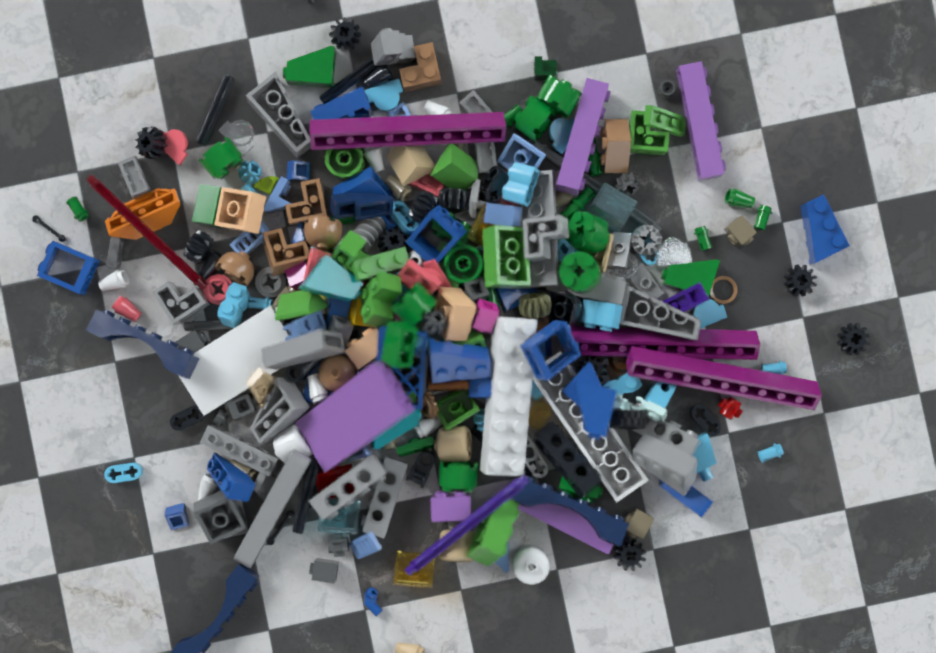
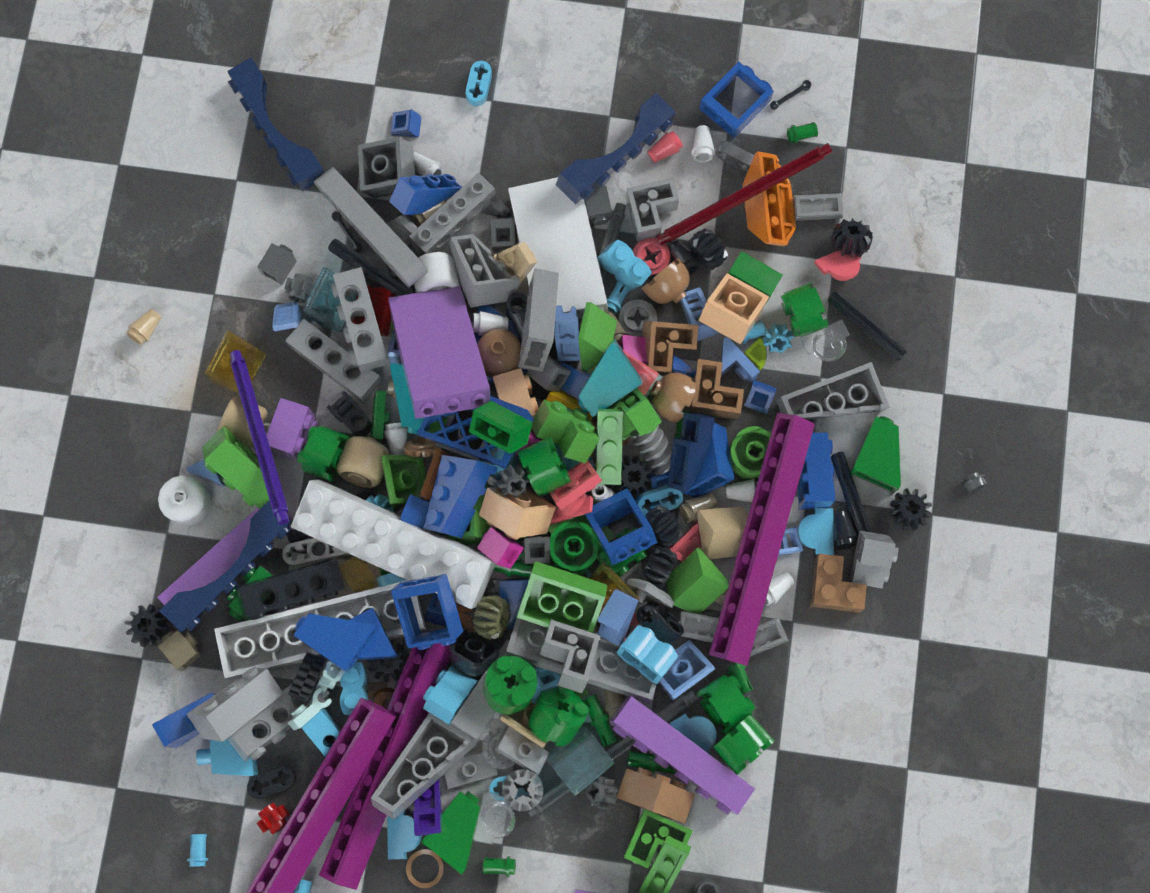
camera: 105 degrees right, 10 degrees down
(189, 422) = (509, 173): black beam -> none
(370, 601) = (221, 303): blue arm -> none
(543, 68) = (786, 742): dark green panel -> none

